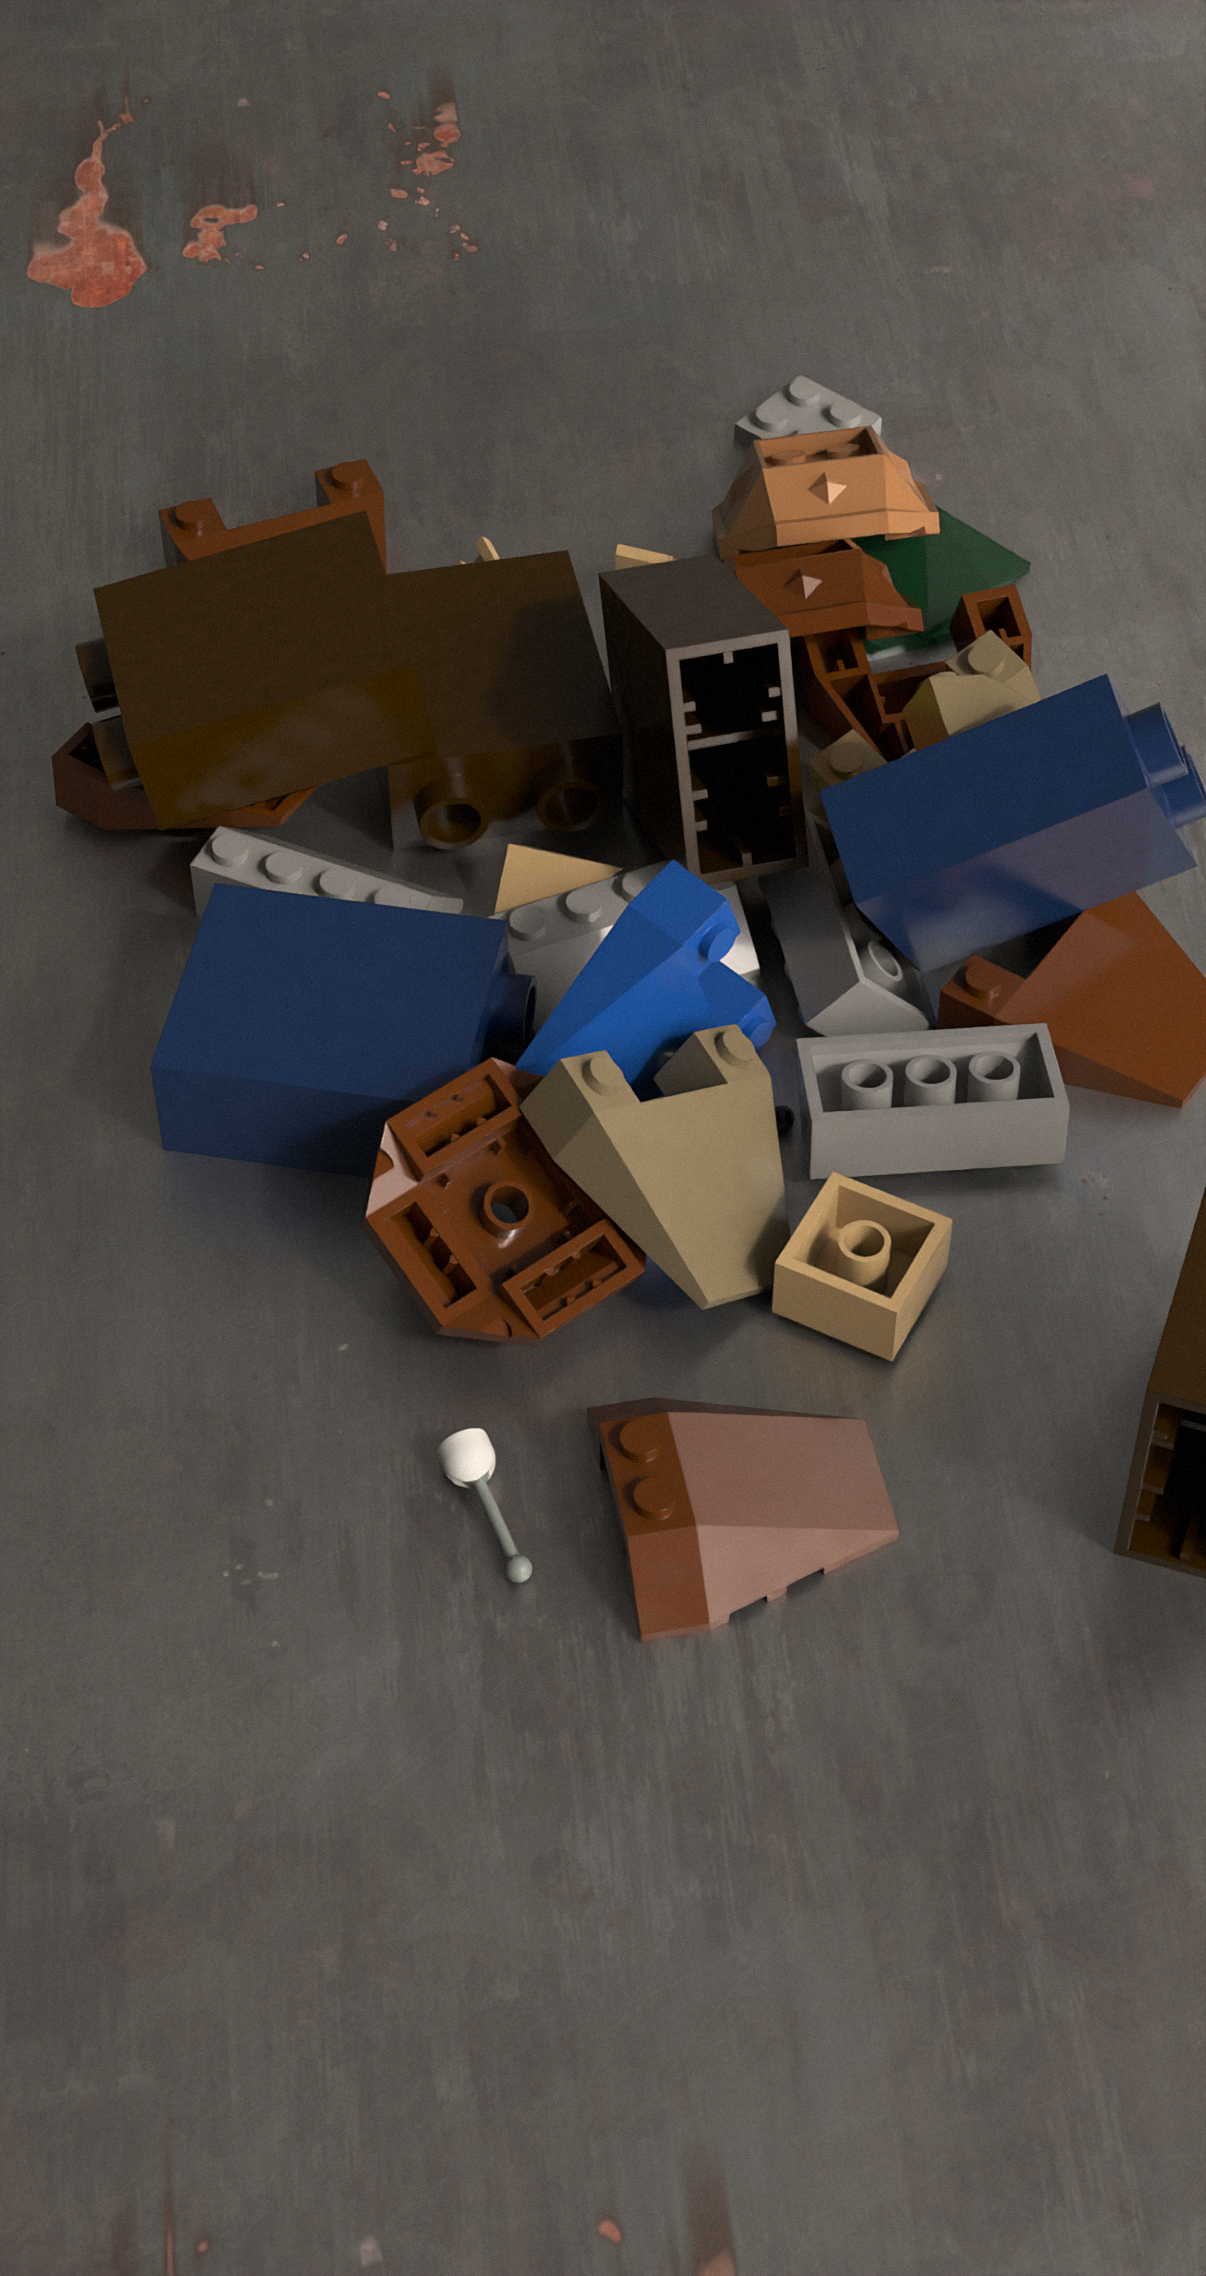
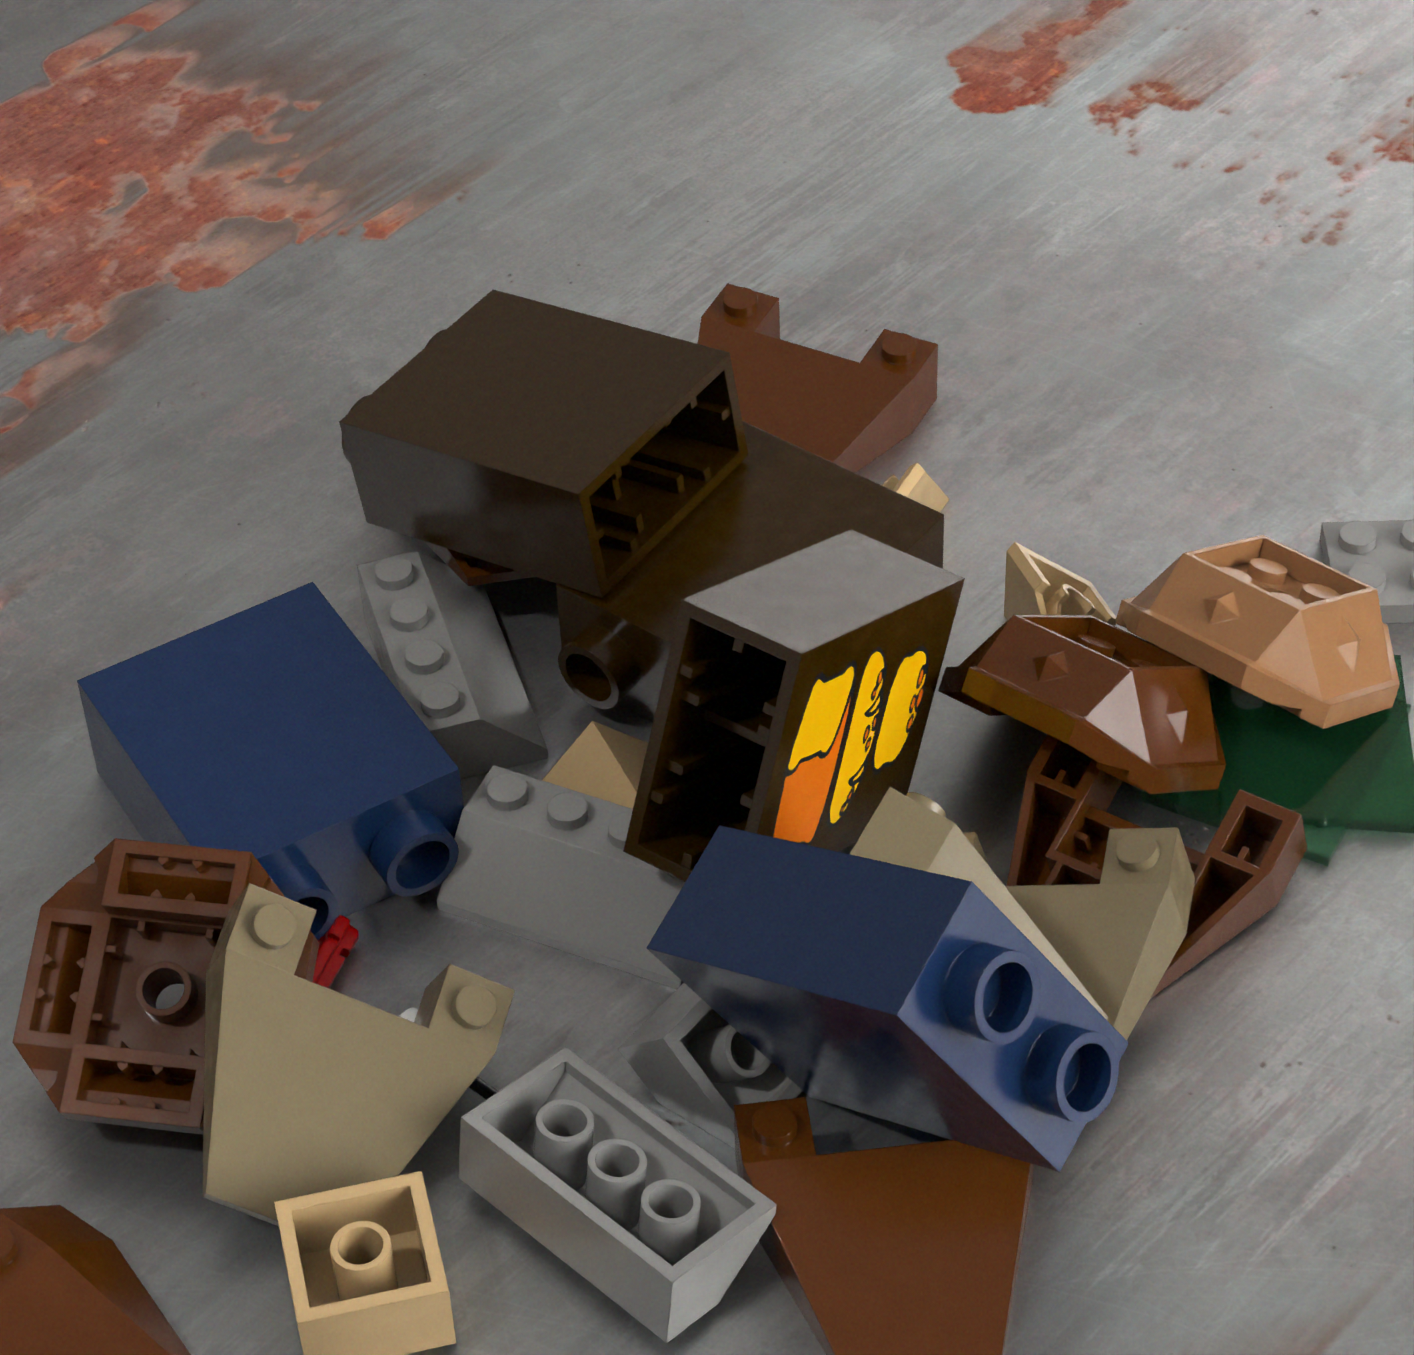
camera: 50 degrees right, 5 degrees down
(654, 985) = (440, 900): blue wedge -> none

